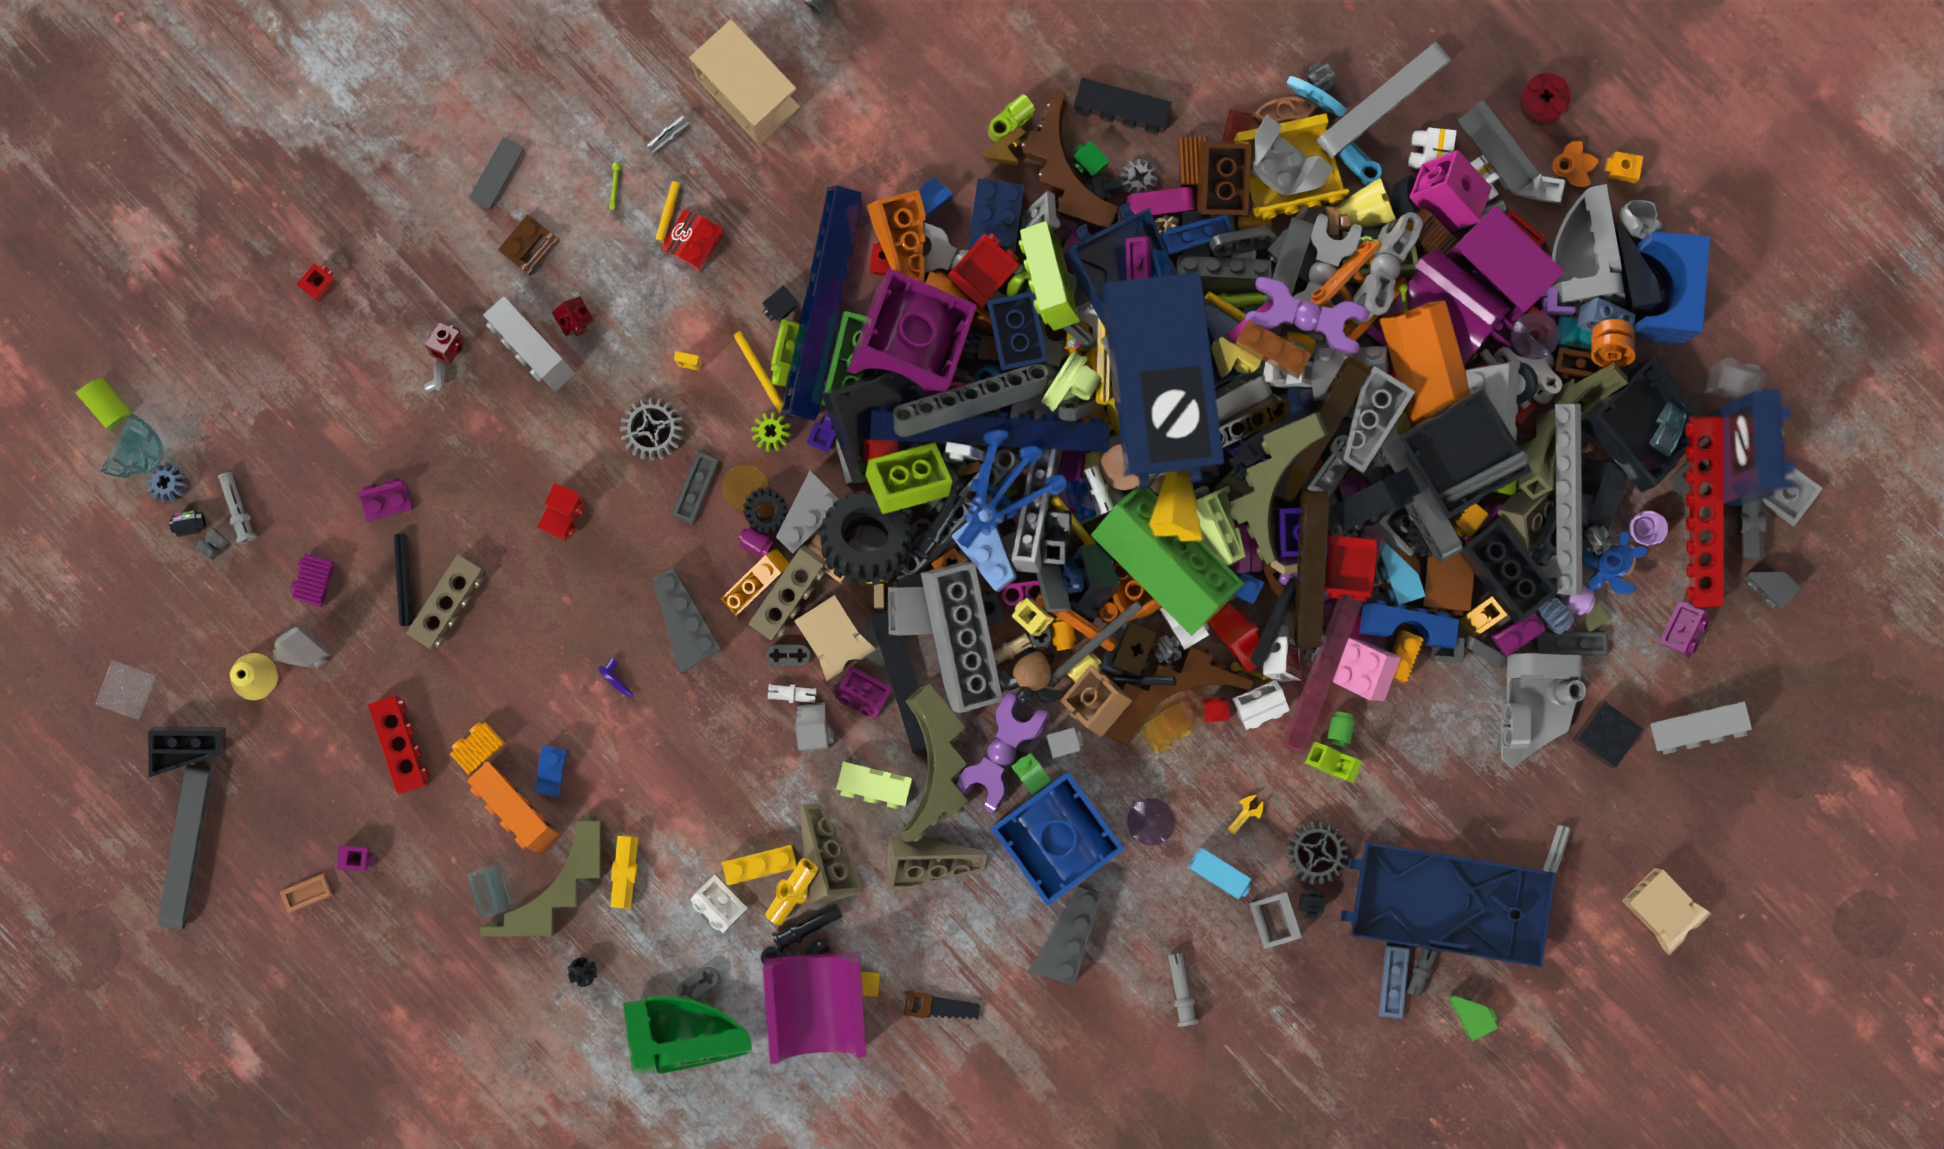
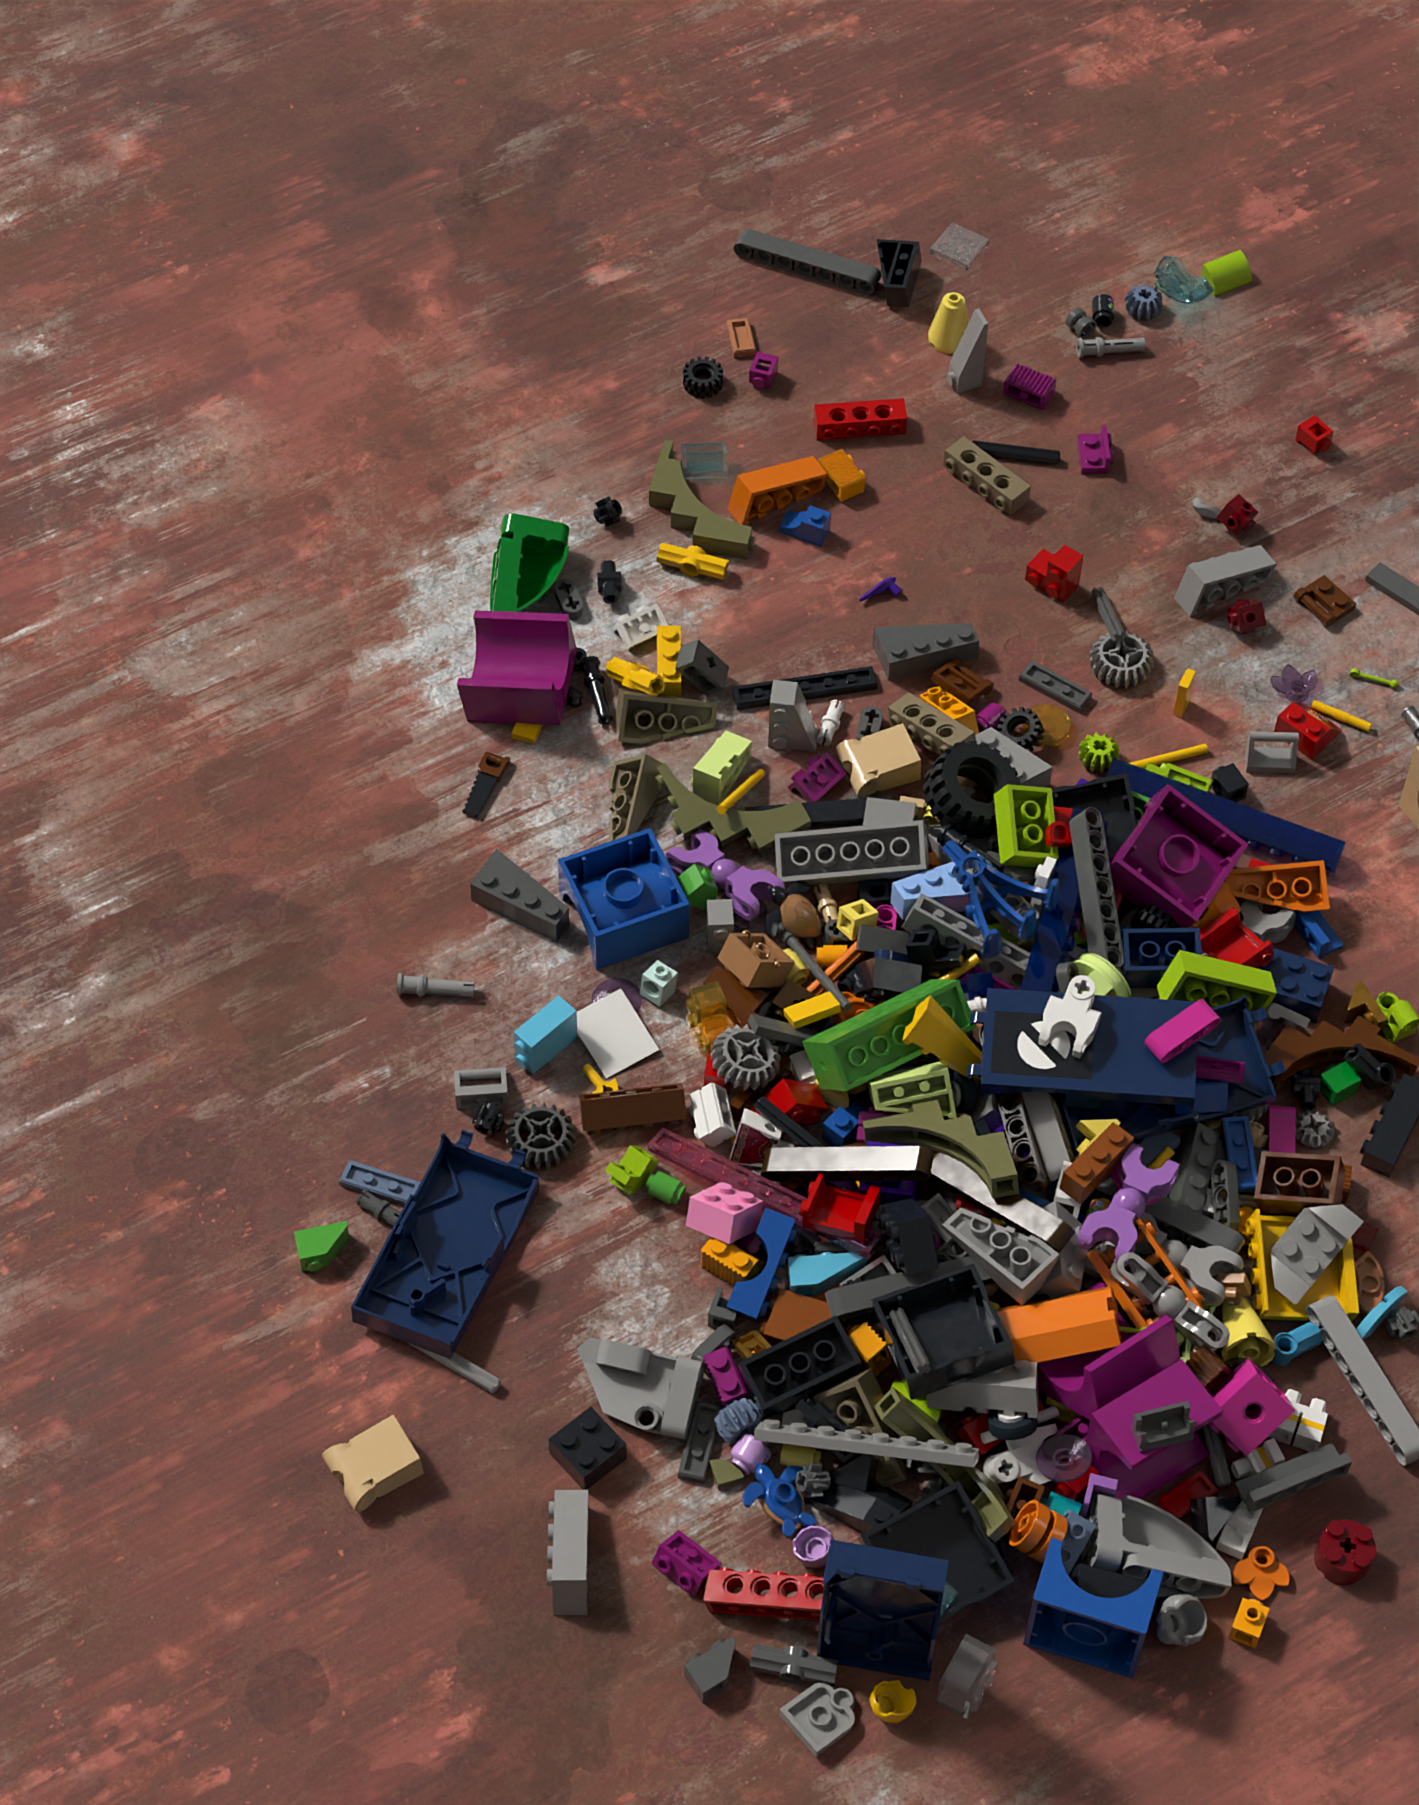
camera: 105 degrees right, 30 degrees down
(364, 929) = (700, 386): none -> black tyre
(606, 449) = (1108, 614): none -> dark grey axle
(635, 261) = (1293, 684): none -> clear purple plate
(670, 948) = (609, 581): none -> black axle
(721, 579) = (961, 681): none -> reddish brown plate
(736, 269) = (1271, 759): none -> light grey tile
(753, 727) = (812, 687): none -> black tile
(765, 829) = (702, 667): none -> dark grey brick
(906, 758) = (740, 791): none -> yellow bar
(915, 446) = (1058, 835): none -> red tile
(1076, 133) = (1372, 1072): none -> black piece
(1133, 785) = (658, 983): none -> light aqua brick
(1144, 291) = (1182, 1031): none -> dark pink beam
(1147, 636) = (812, 1010): none -> yellow tile
(1148, 391) = (1072, 1014): none -> white piece
(1176, 654) = (779, 1030): none -> dark grey tile
(1191, 814) = (614, 1033): none -> white sticker
(1220, 688) = (745, 1058): none -> light grey gear
(1271, 777) = (632, 1107): none -> reddish brown brick
(1529, 250) = (1163, 1426): none -> dark grey hinge
(1537, 210) = (1211, 1514): none -> black slope

